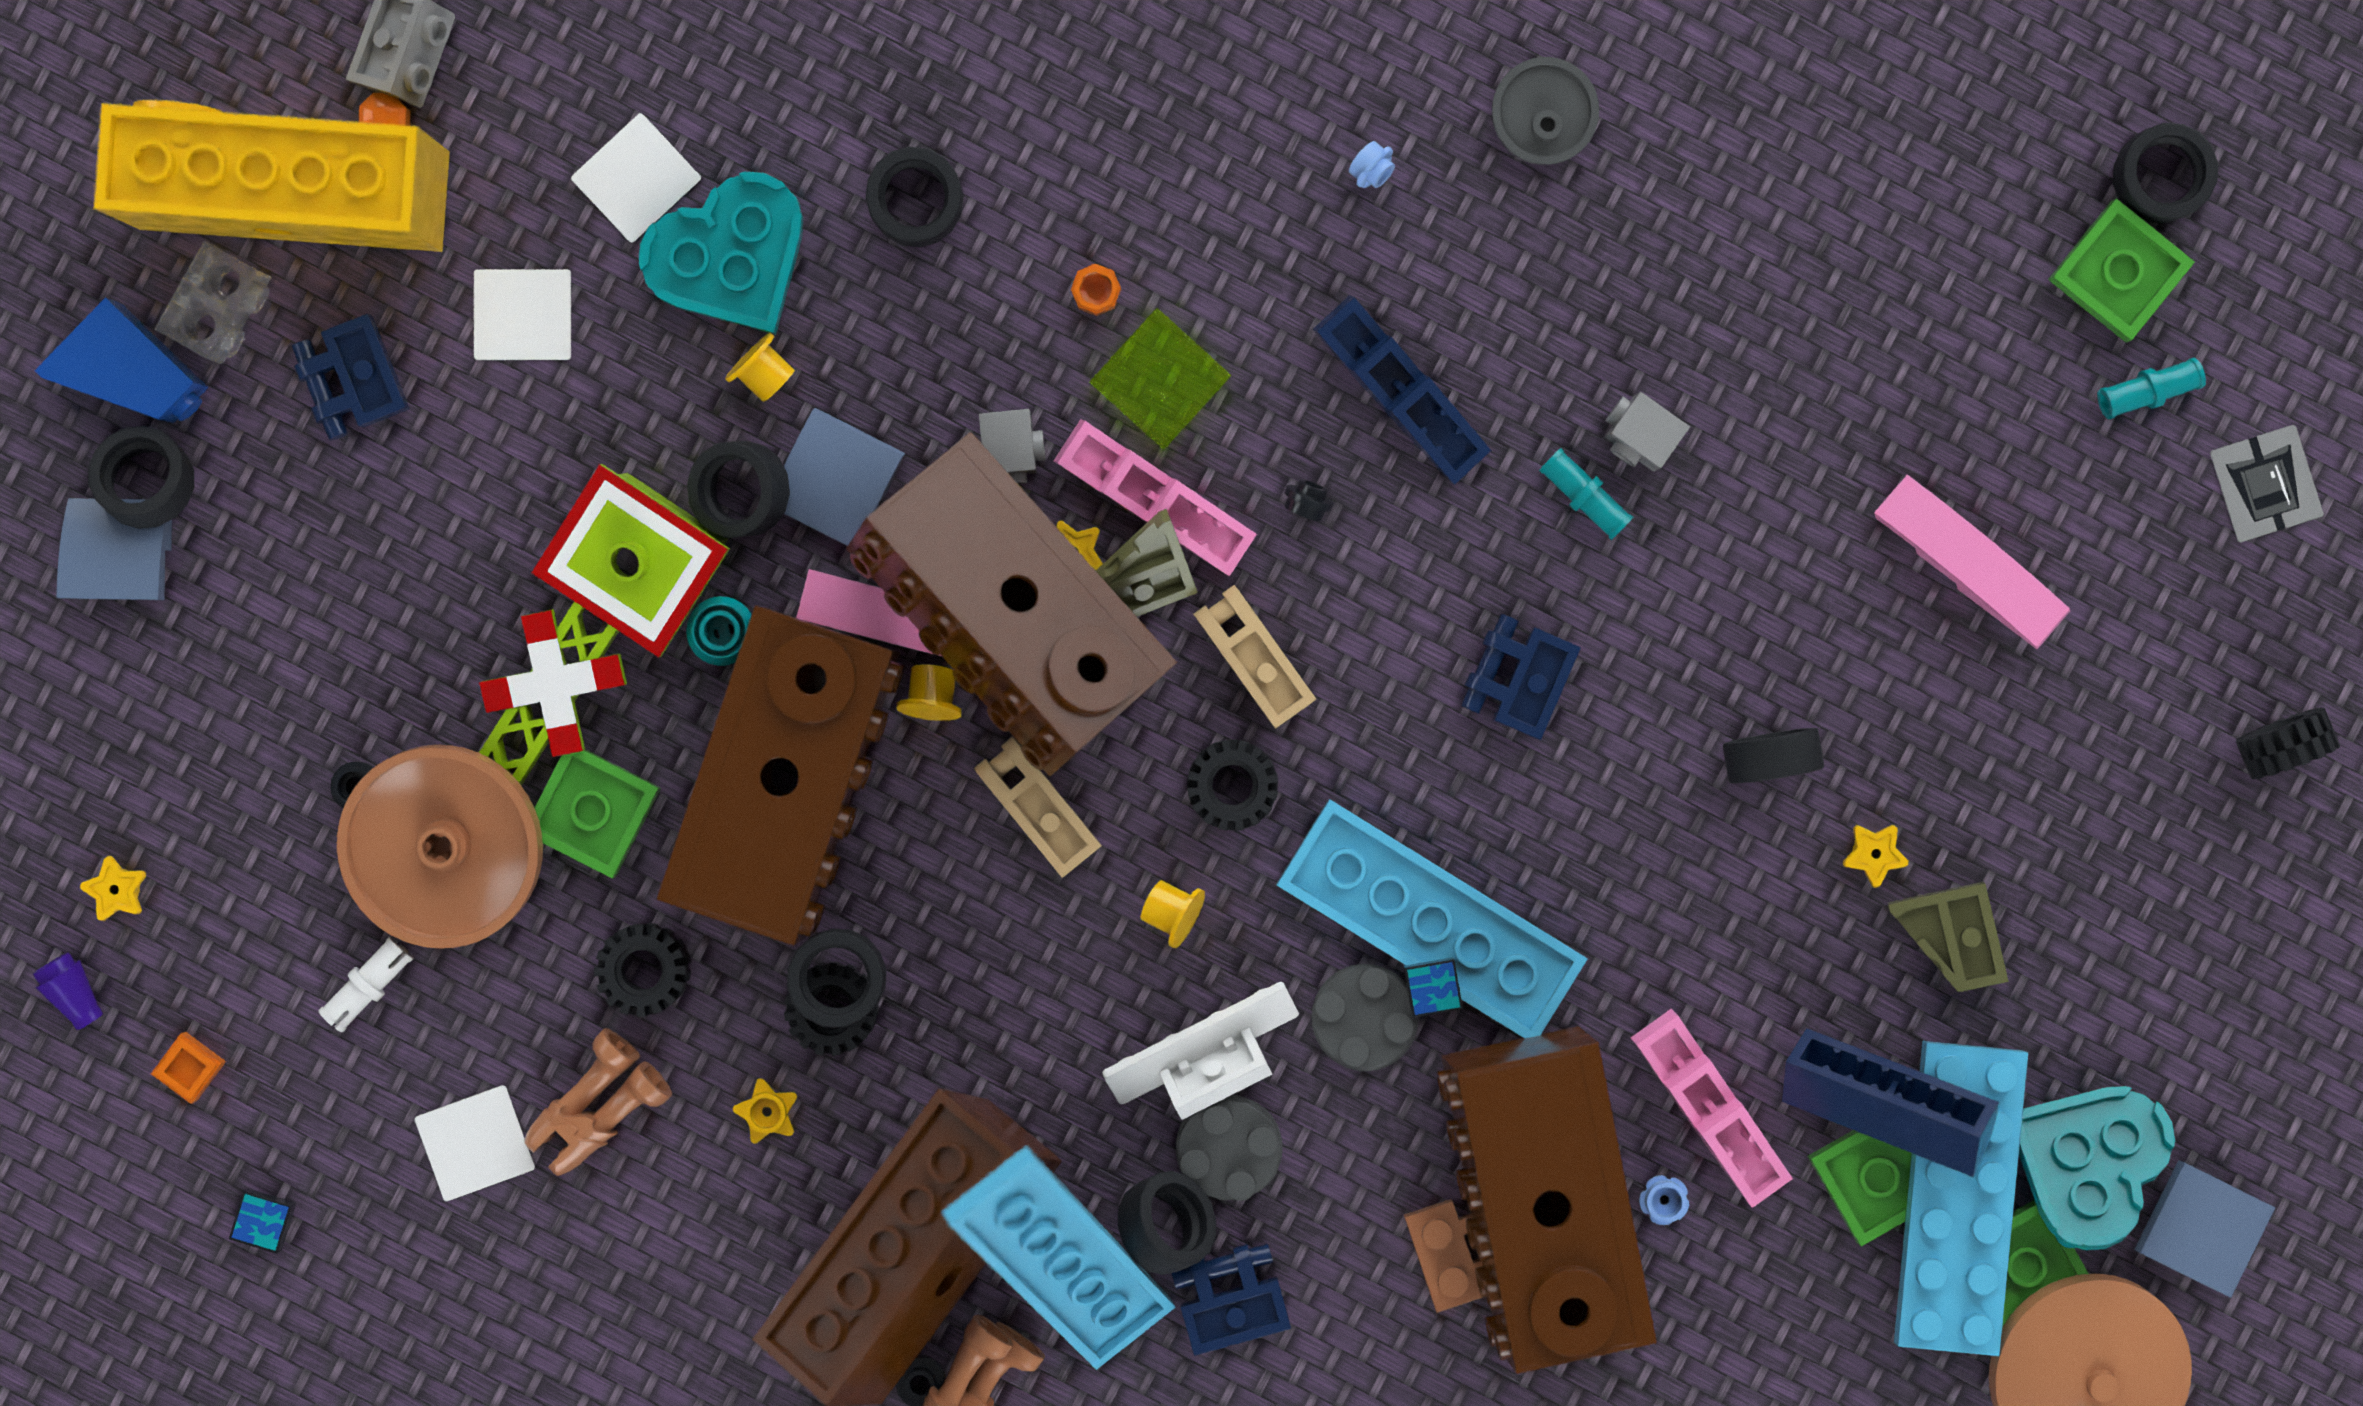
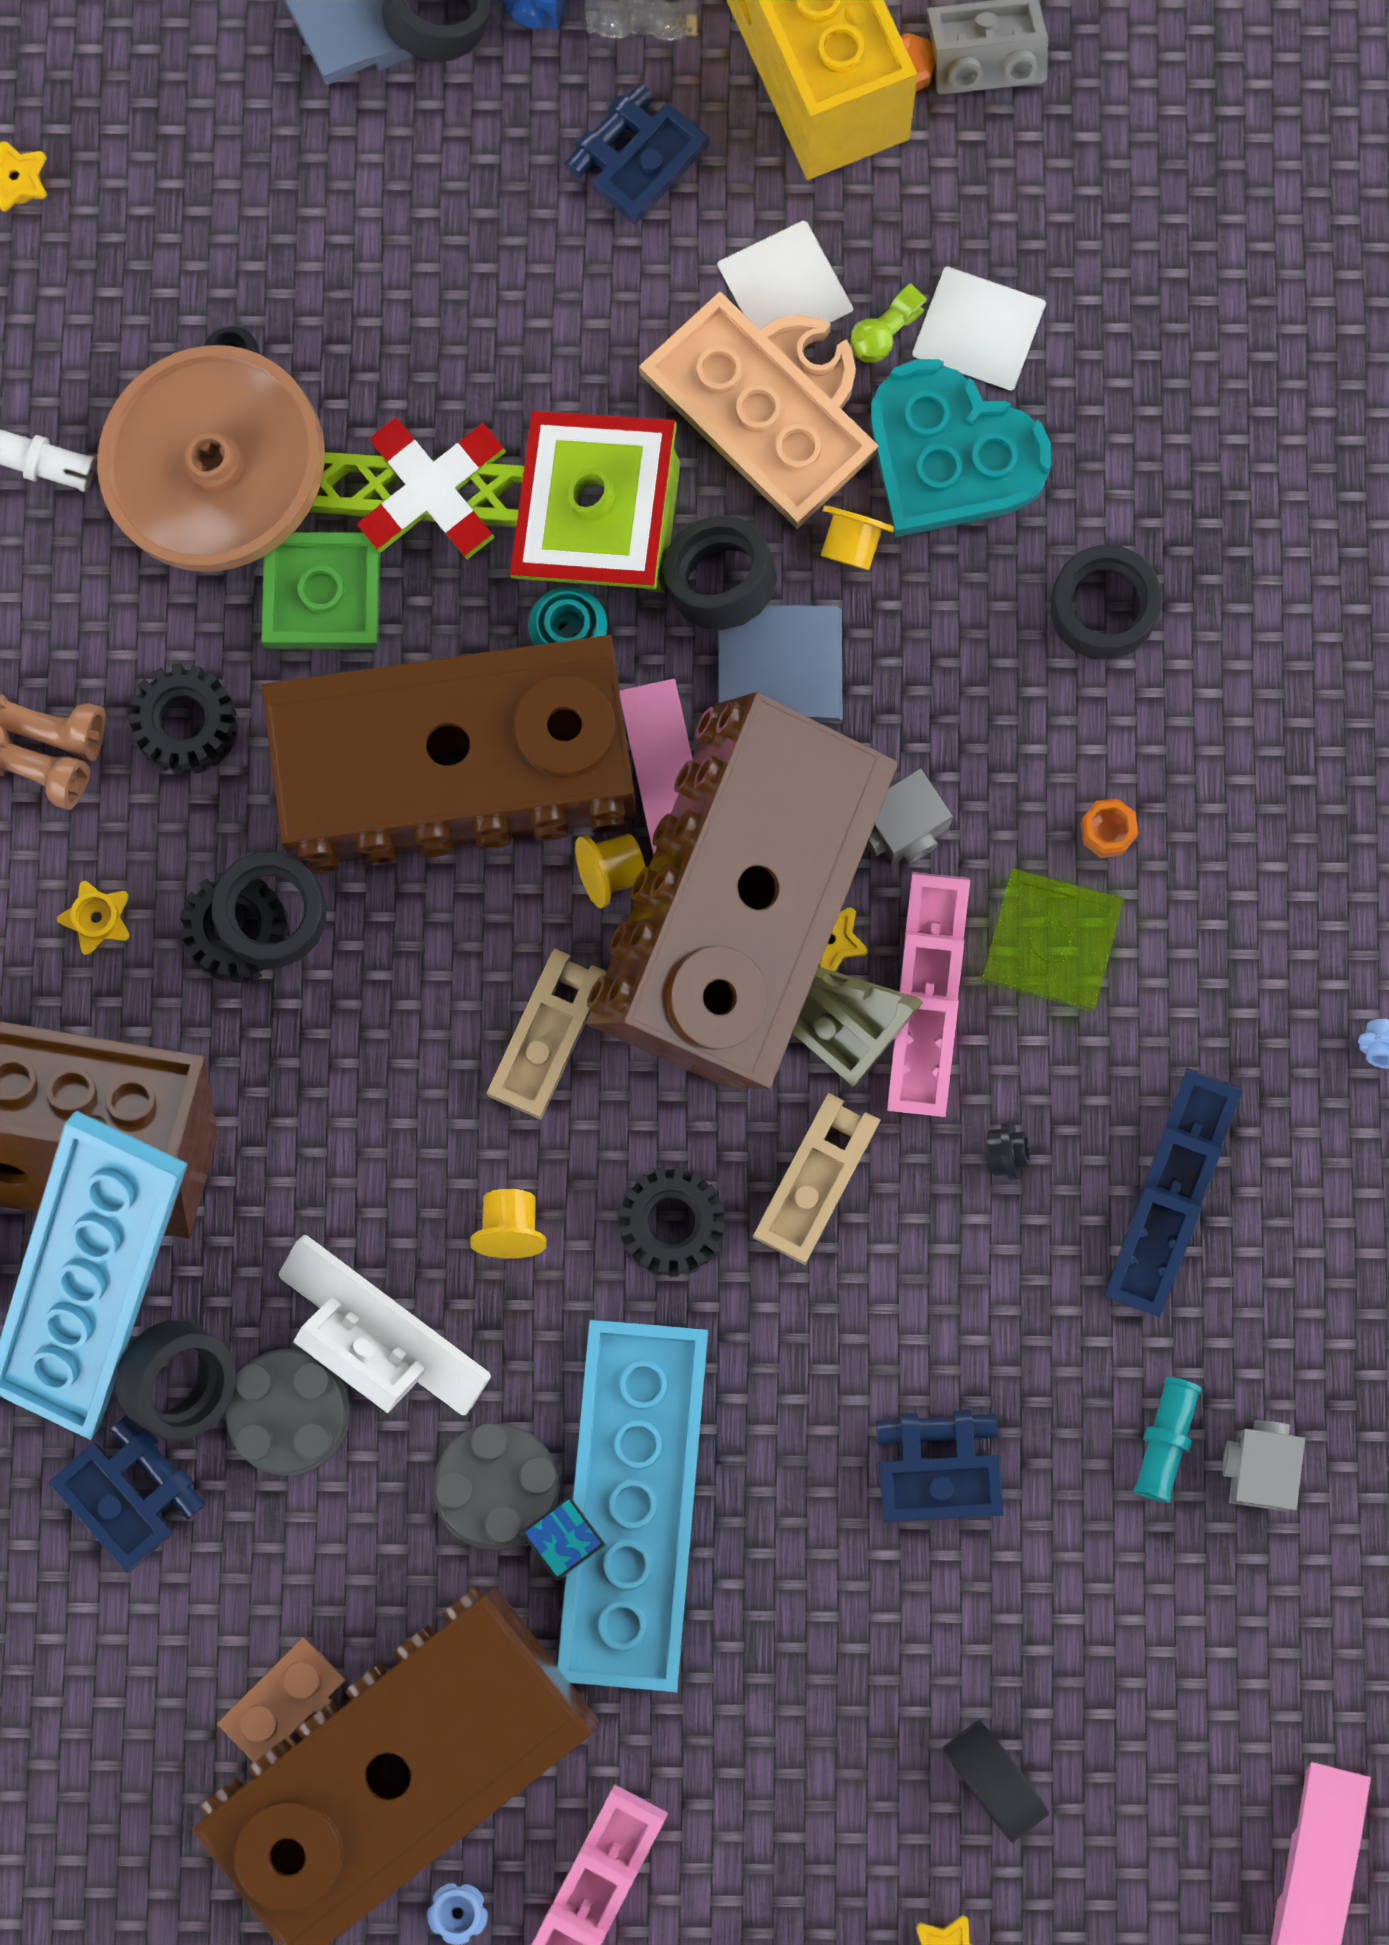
camera: 65 degrees right, 10 degrees down
(604, 267) = (873, 338): none -> lime arm
(614, 380) = (765, 402): none -> light nougat plate

